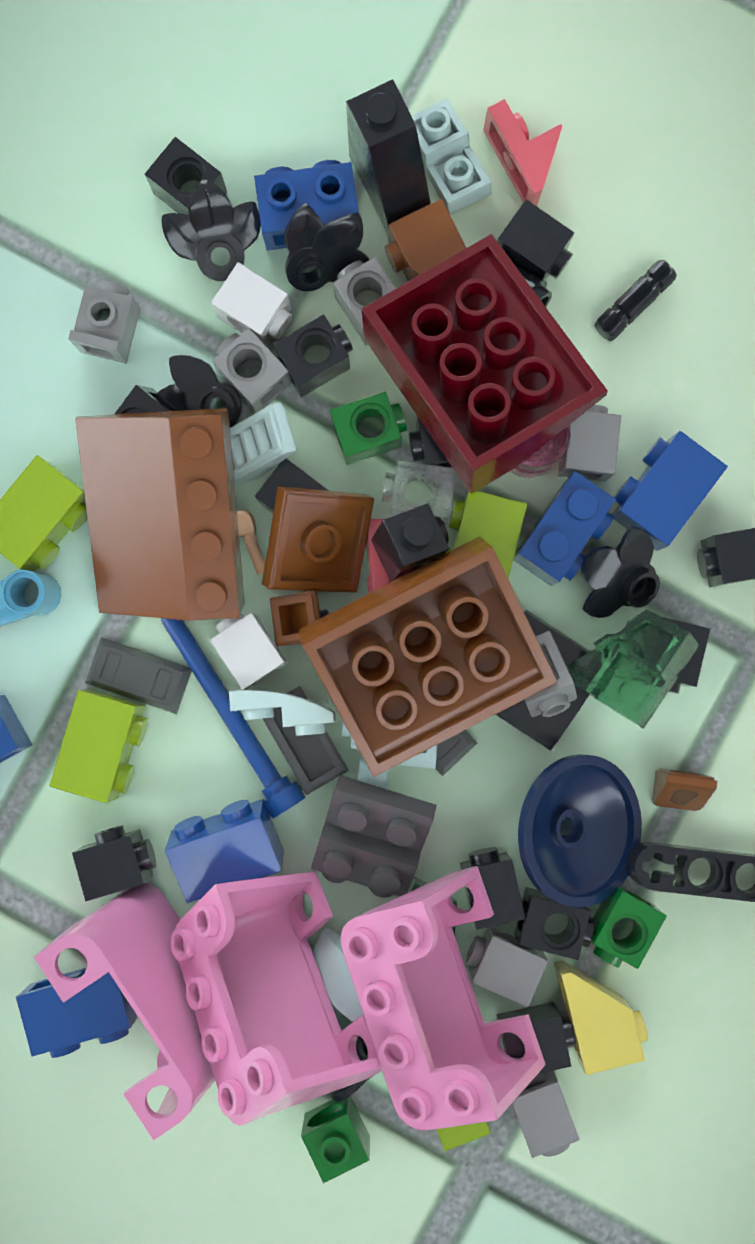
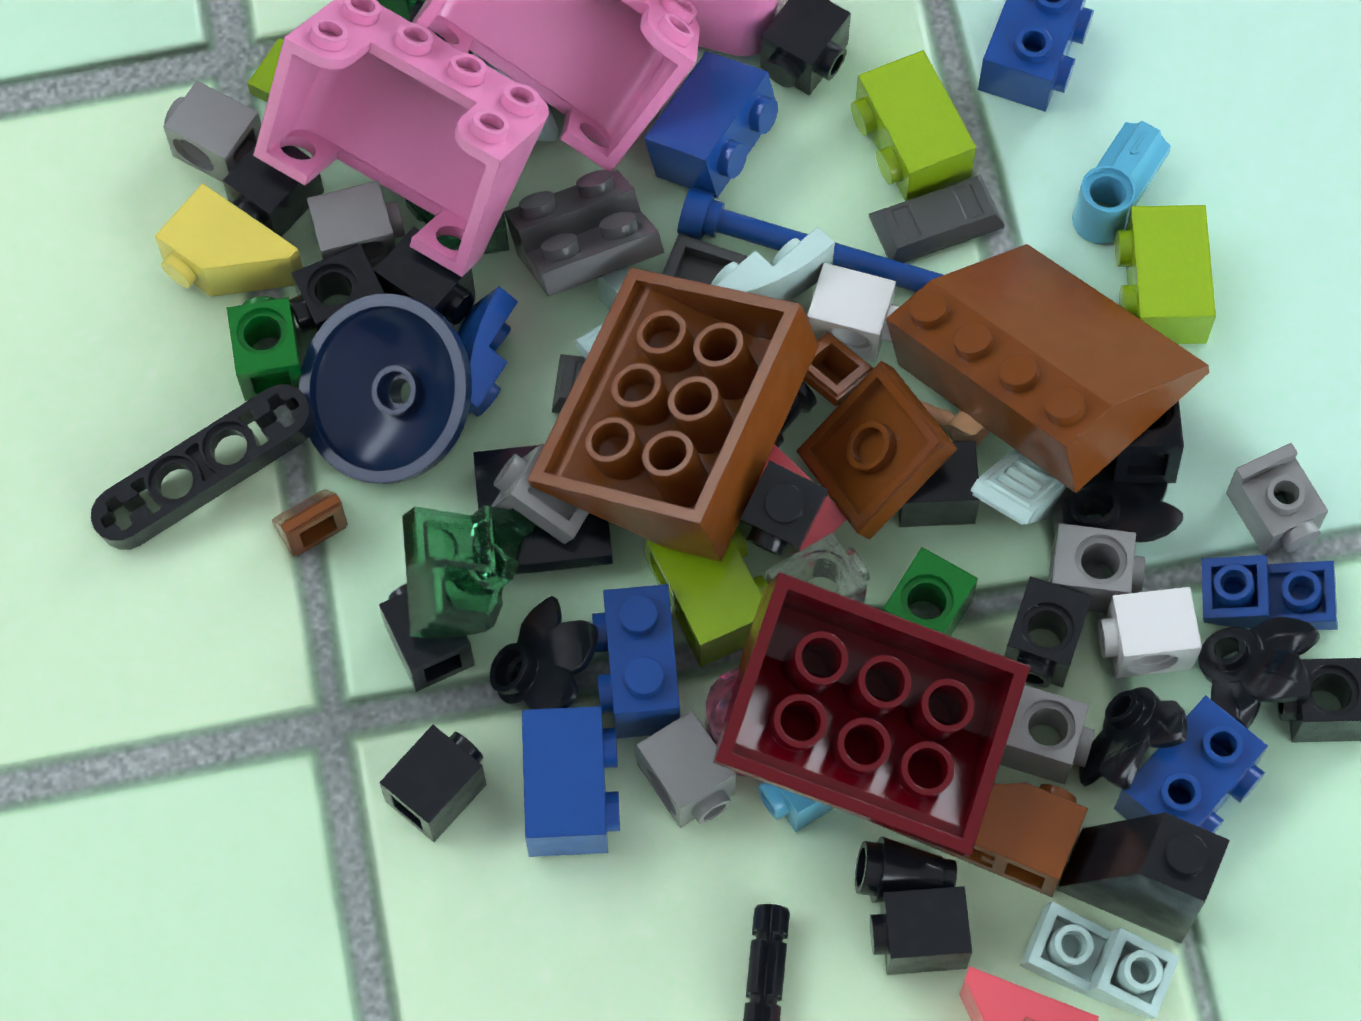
camera: 140 degrees right, 20 degrees down
(160, 278) = (1249, 591): none -> blue slope
(488, 824) = (481, 335): none -> blue slope

